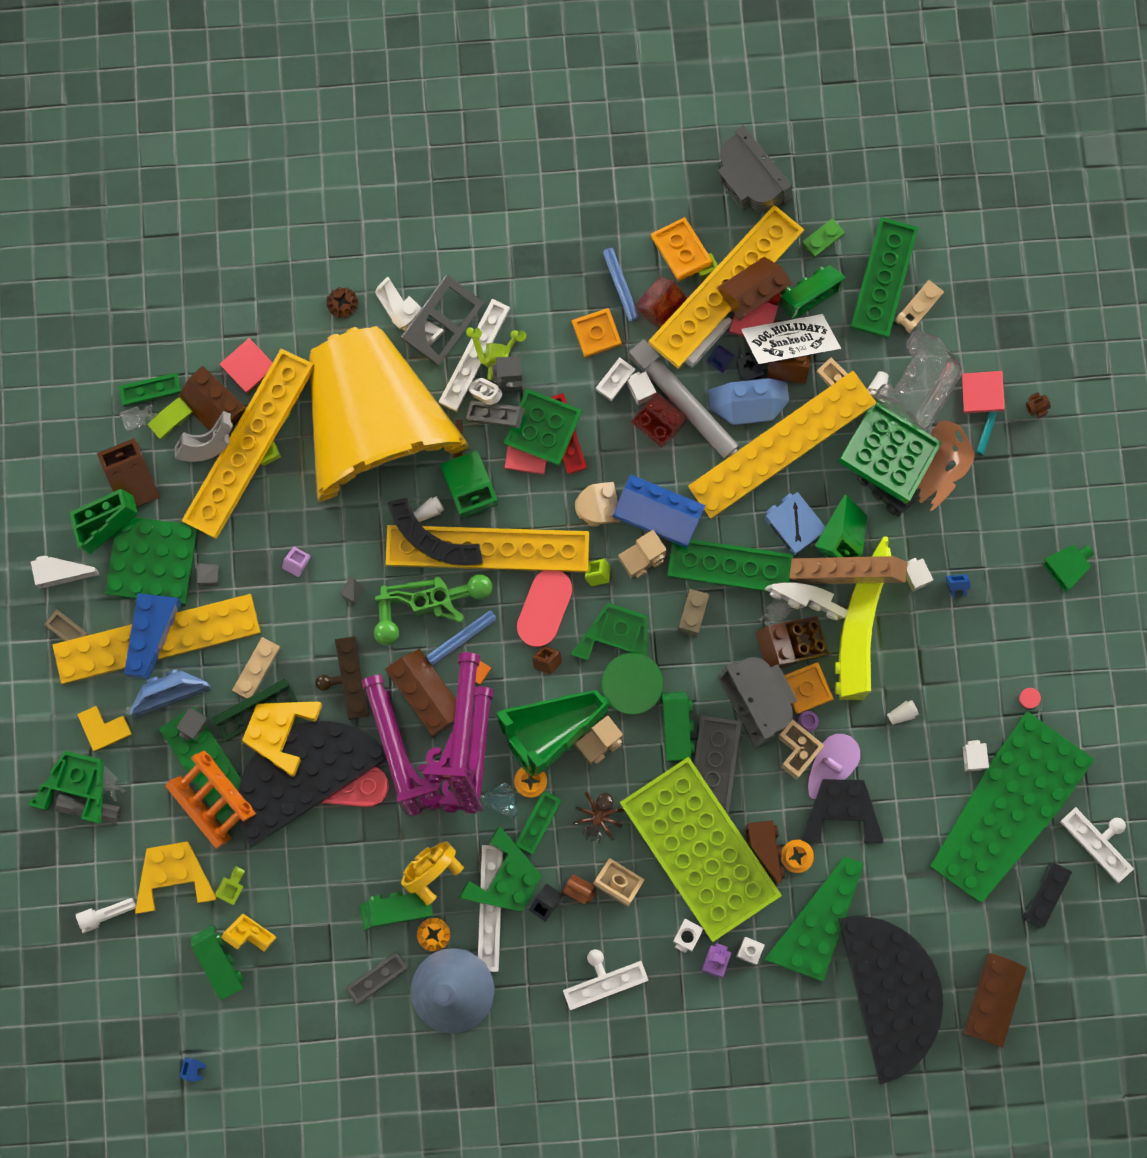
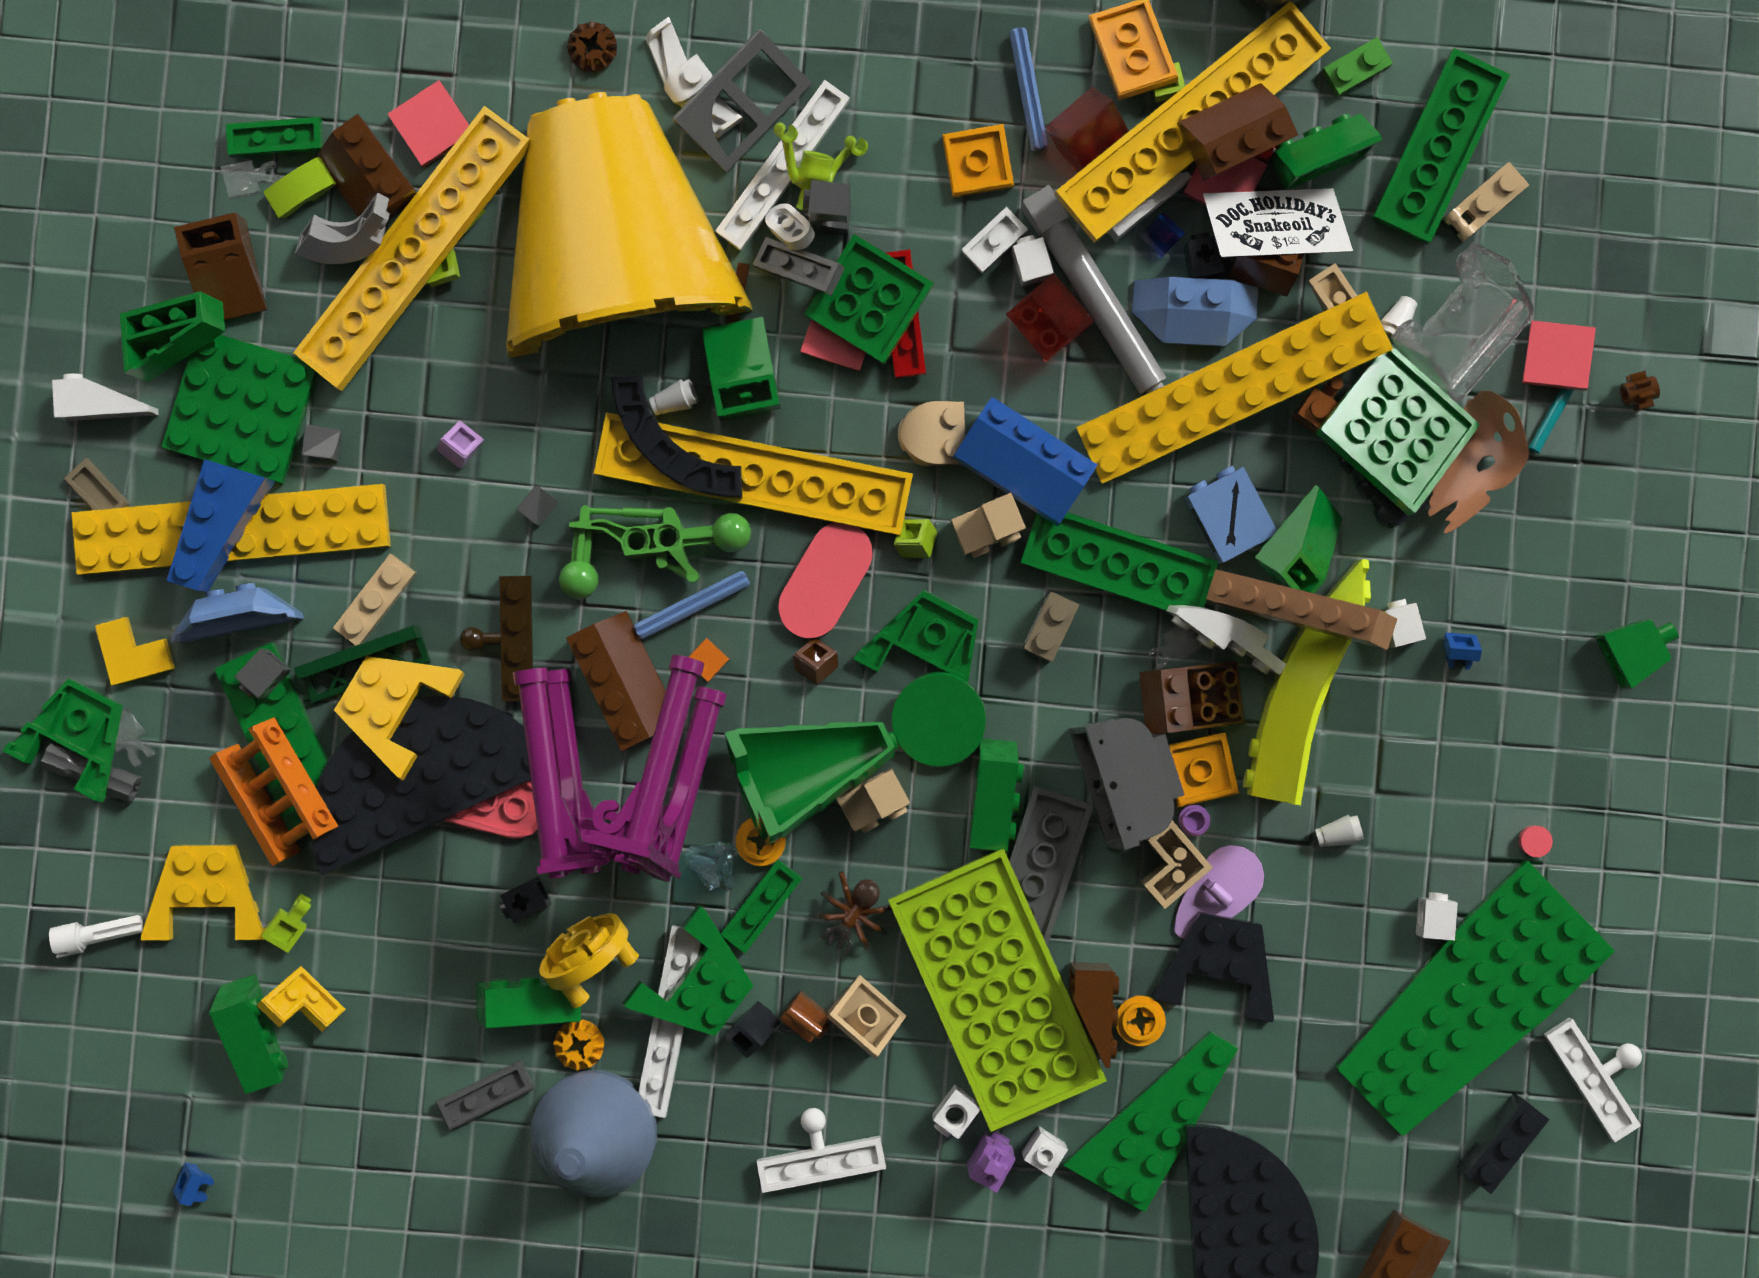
camera: 10 degrees right, 10 degrees up
(392, 845) = (538, 900): none -> black brick
(837, 447) = (1317, 405): none -> dark orange brick

